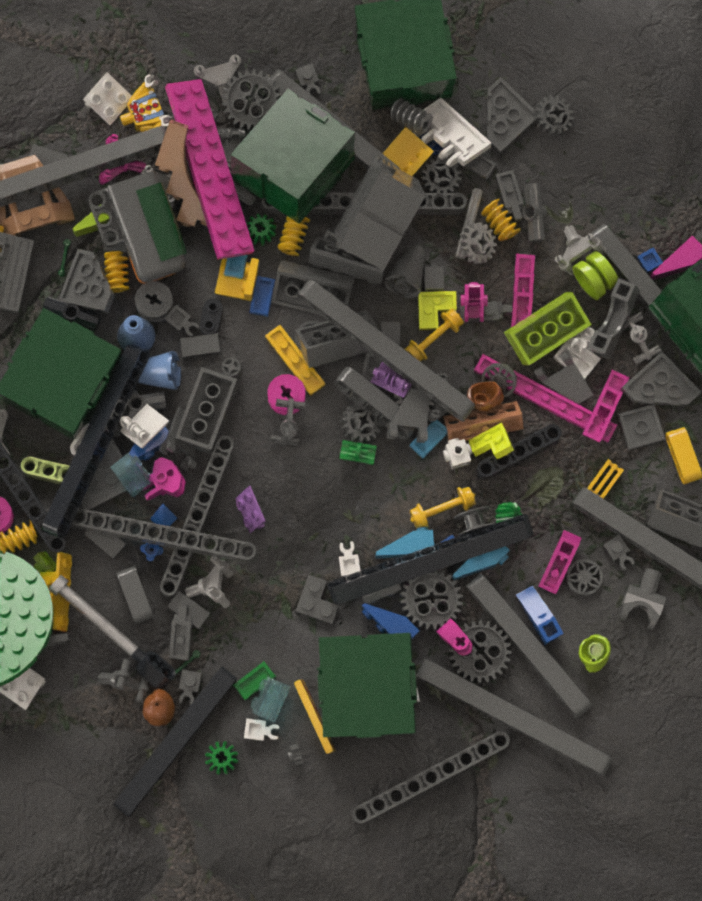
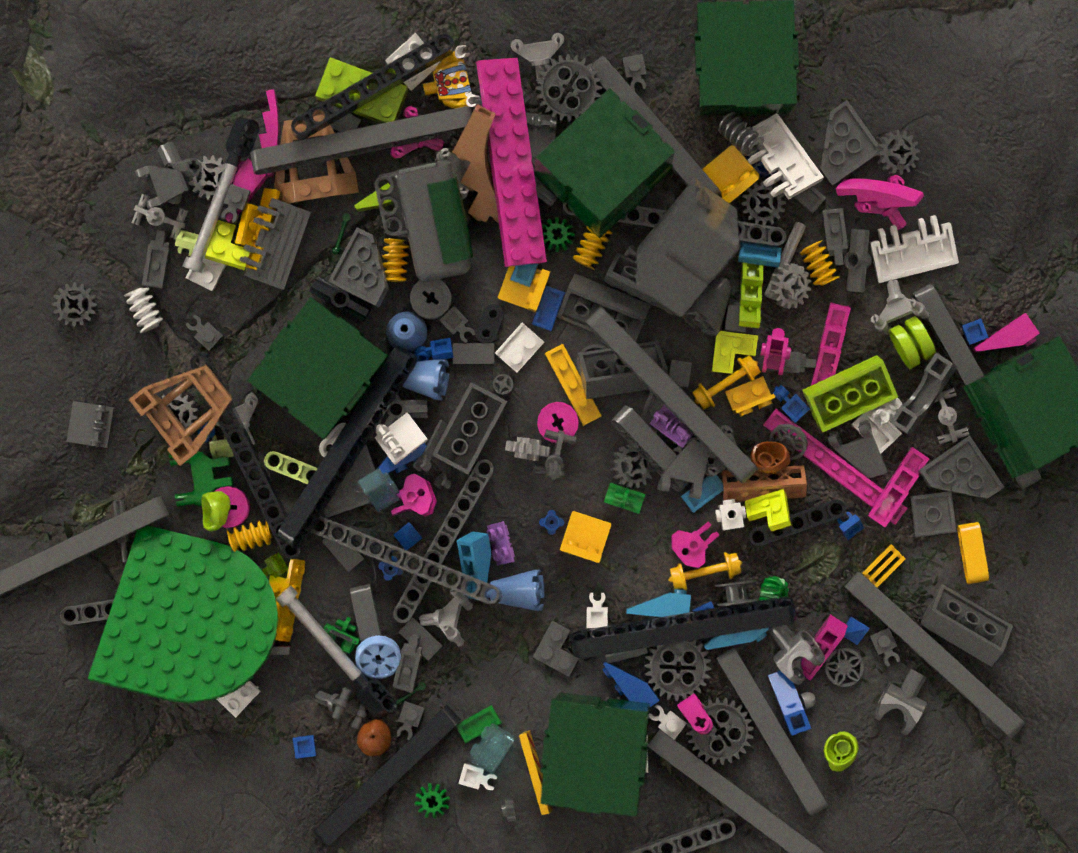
camera: 15 degrees right, 10 degrees up
(64, 129) = (342, 75): none -> lime brick
(71, 127) = (377, 77): none -> black beam
(94, 726) = (304, 746): none -> blue plate
(122, 620) = (349, 639): none -> green hips
(141, 625) = (382, 646): none -> light blue wheel
(166, 345) = (439, 350): none -> blue plate
(228, 524) = (475, 557): none -> dark azure slope
(241, 334) = (519, 347): none -> white plate
(262, 420) = (527, 448): none -> light grey gear
(276, 550) = (520, 590): none -> medium blue cone
(299, 485) = (546, 522): none -> blue plate
(327, 494) = (585, 536): none -> yellow bracket
(428, 485) = (694, 544): none -> dark pink hinge
(432, 652) = (670, 723): none -> white plate
(442, 249) = (750, 295): none -> lime slope
(445, 220) = (759, 254): none -> dark azure tile
(457, 346) = (749, 395): none -> yellow bracket
(499, 350) = (794, 407): none -> blue plate
(535, 566) = (793, 650): none -> dark grey connector
(548, 148) = (883, 192): none -> dark pink slope
(550, 159) = (892, 212): none -> dark pink axle
(557, 611) = (807, 700): none -> light grey hinge
(569, 447) = (851, 526): none -> blue tile
(585, 200) = (915, 253): none -> white hinge
(589, 542) = (855, 630): none -> blue slope

